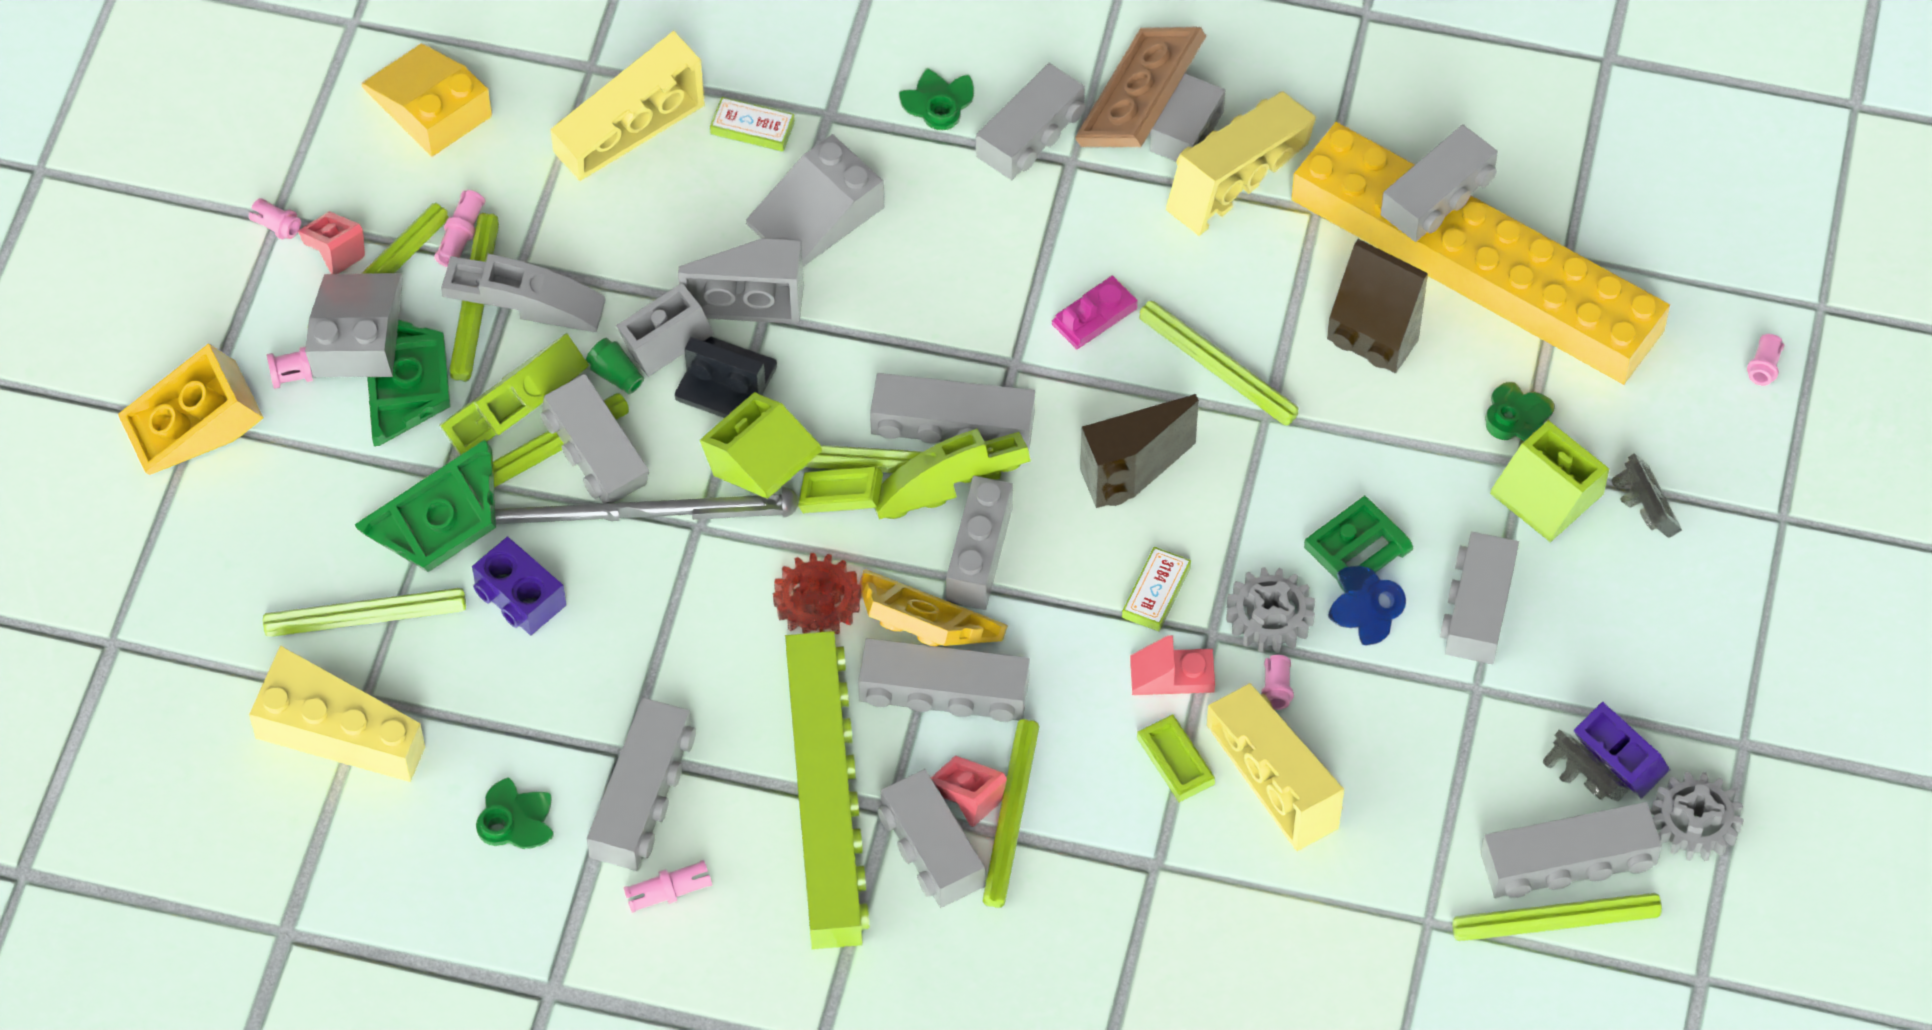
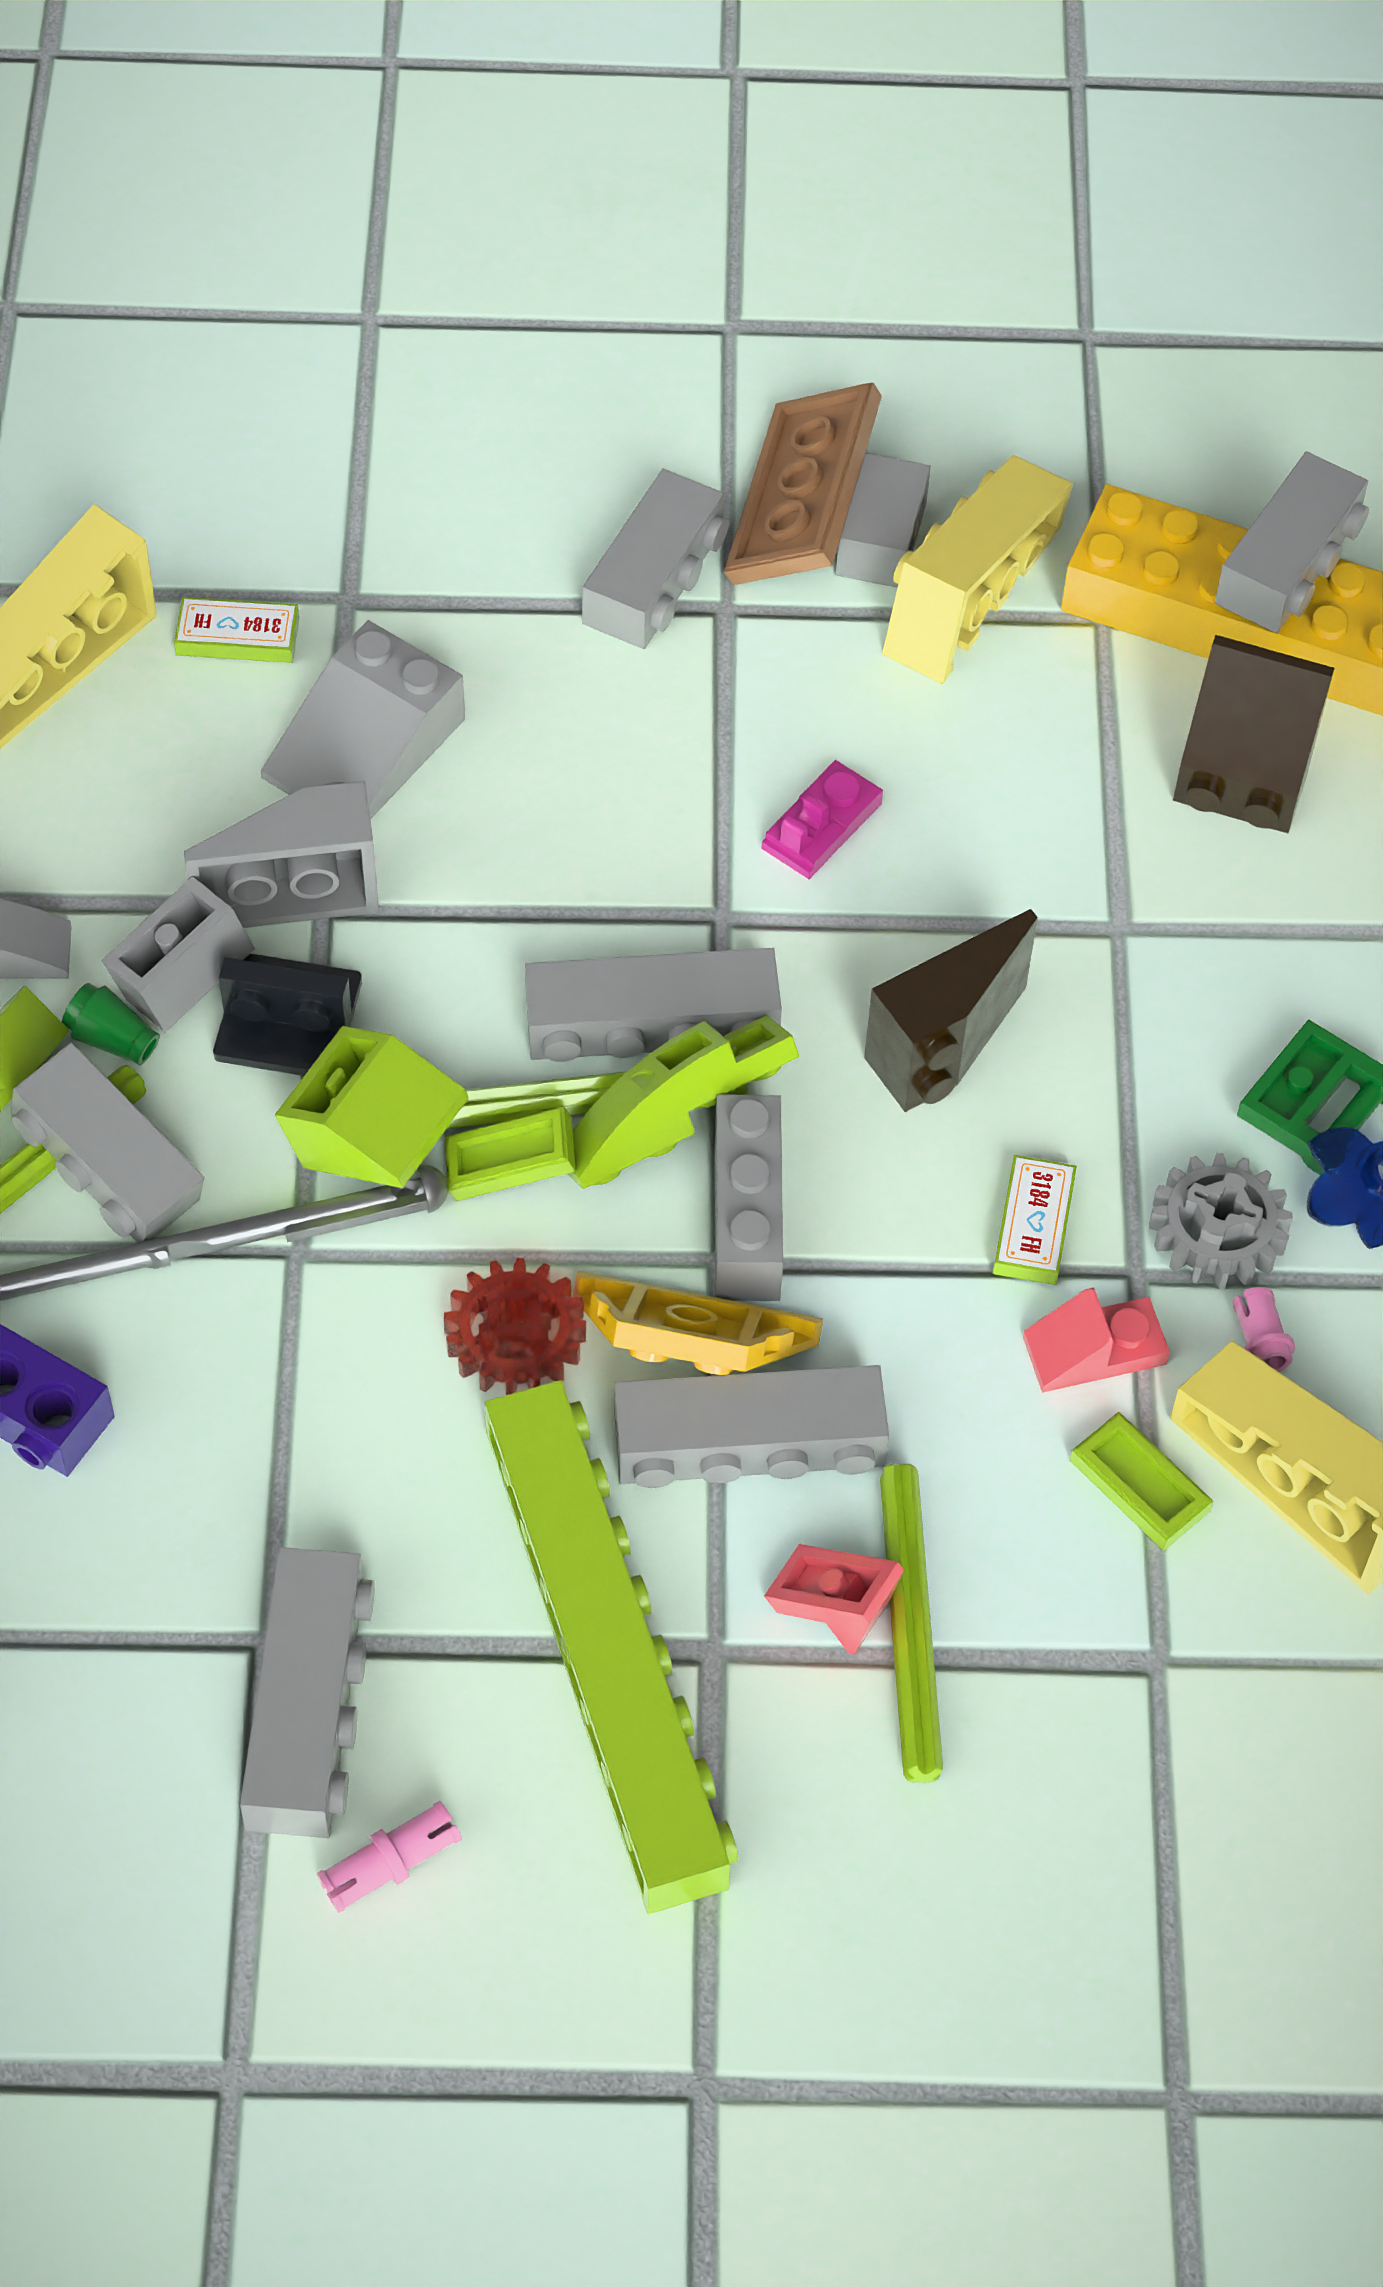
camera: 15 degrees left, 0 degrees up
(519, 813) = (112, 1779): green plate -> none
(931, 839) = (799, 1690): light grey brick -> none
(937, 97) = (505, 553): green plate -> none
(1219, 363) = (1029, 861): lime axle -> none

